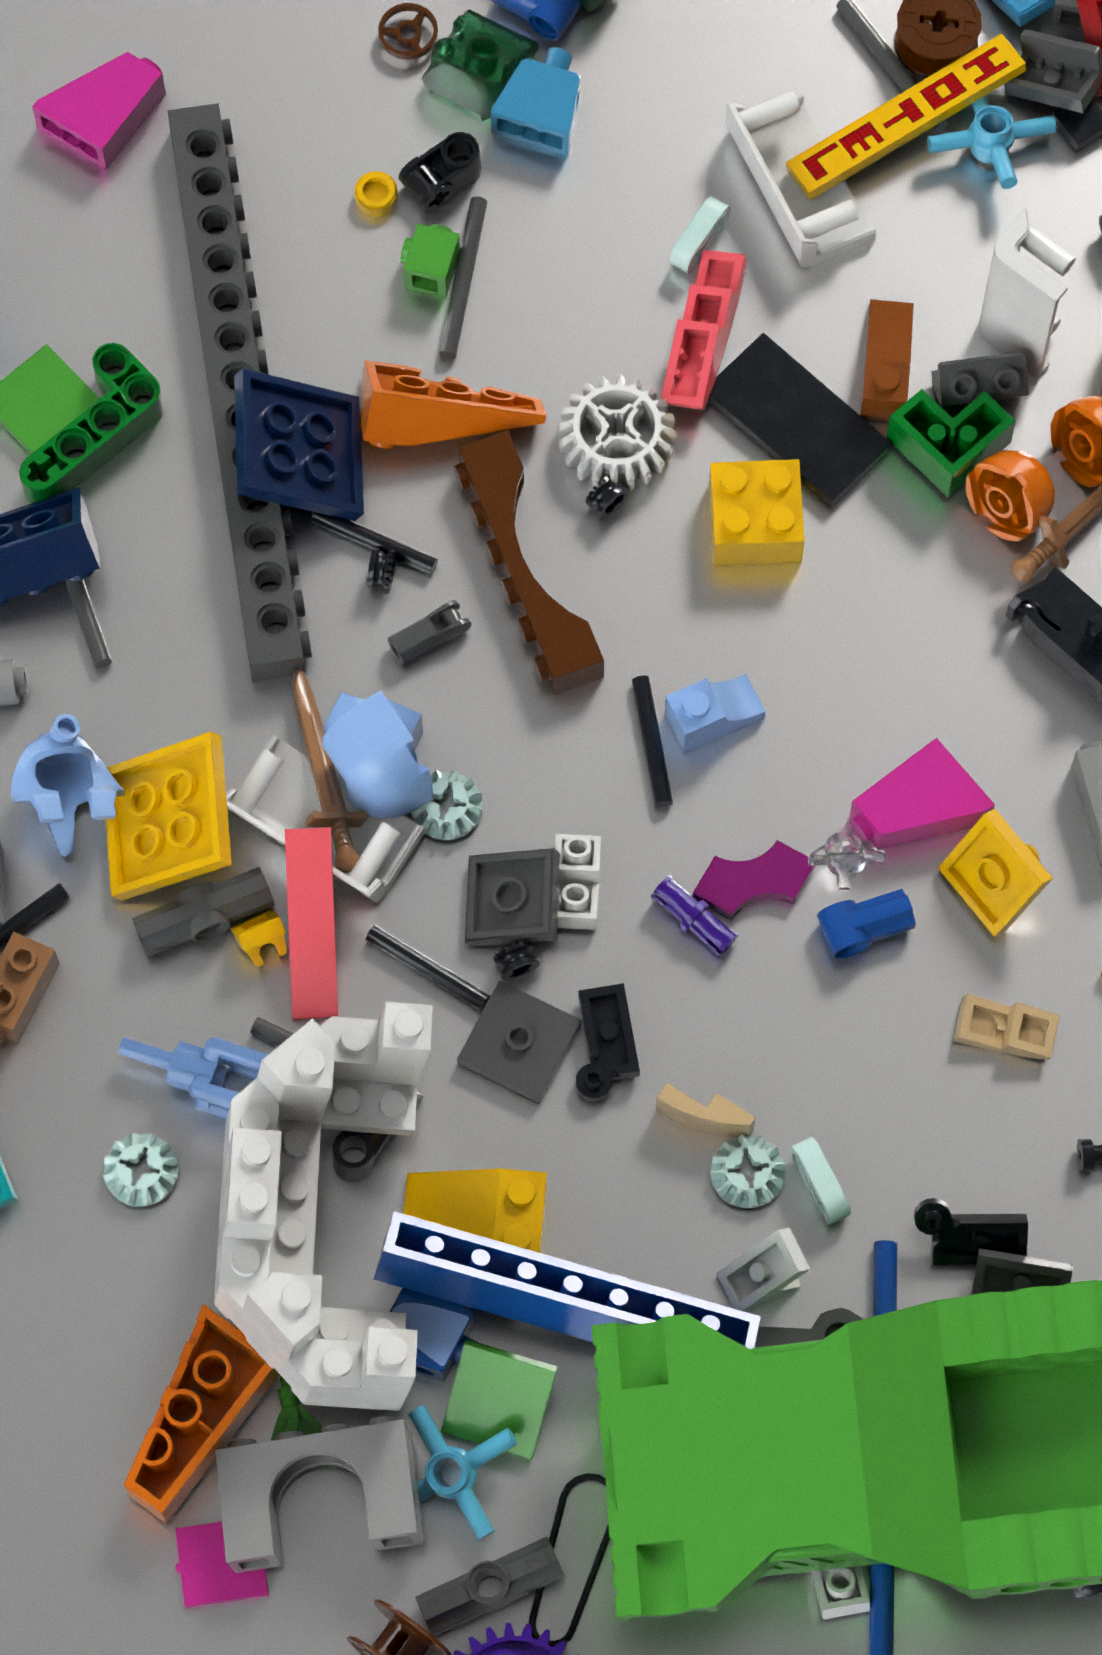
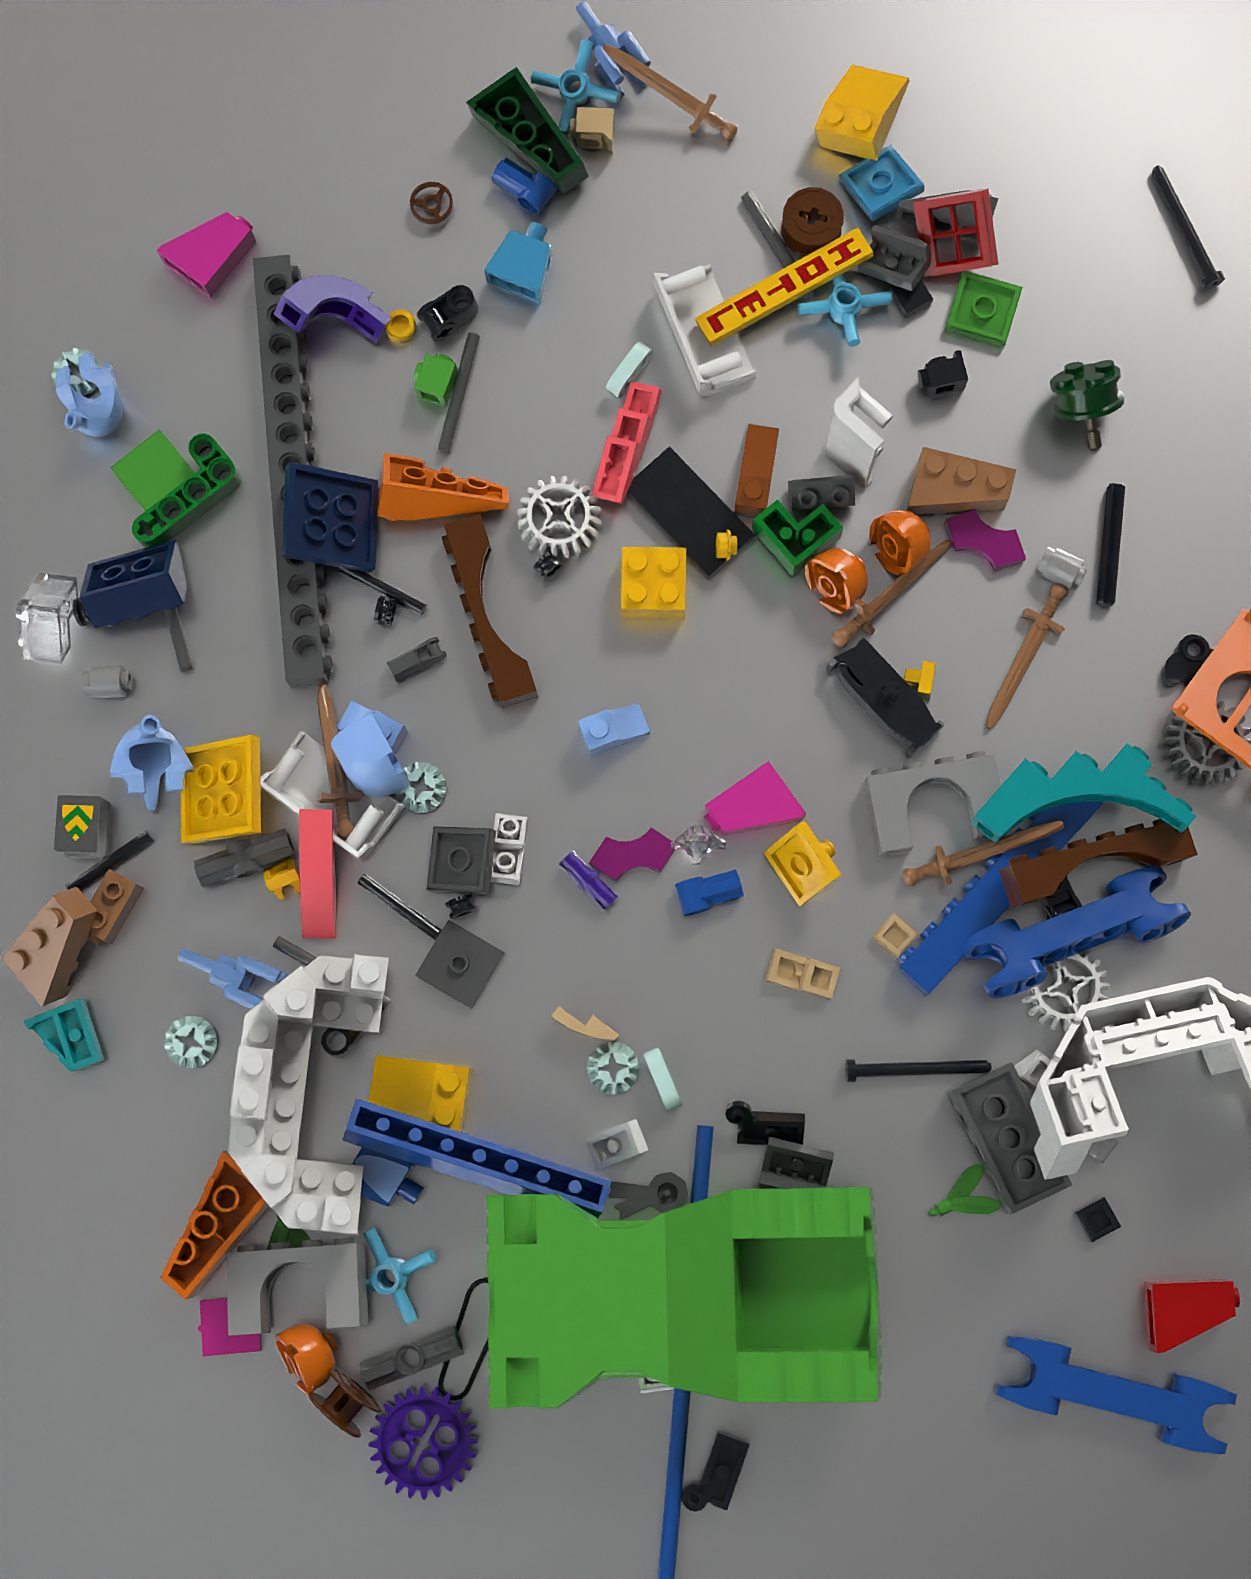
camera: 10 degrees right, 10 degrees up
(287, 158) = (332, 297): none -> arch
(338, 1589) = (307, 1355): none -> orange cylinder
(476, 62) = (478, 228): clear green slope -> none
(498, 1393) = (426, 1224): bright green tile -> none
(608, 1041) = (521, 968): black hinge -> none
(652, 741) = (568, 747): black bar -> none
(853, 456) = (725, 545): none -> yellow plate

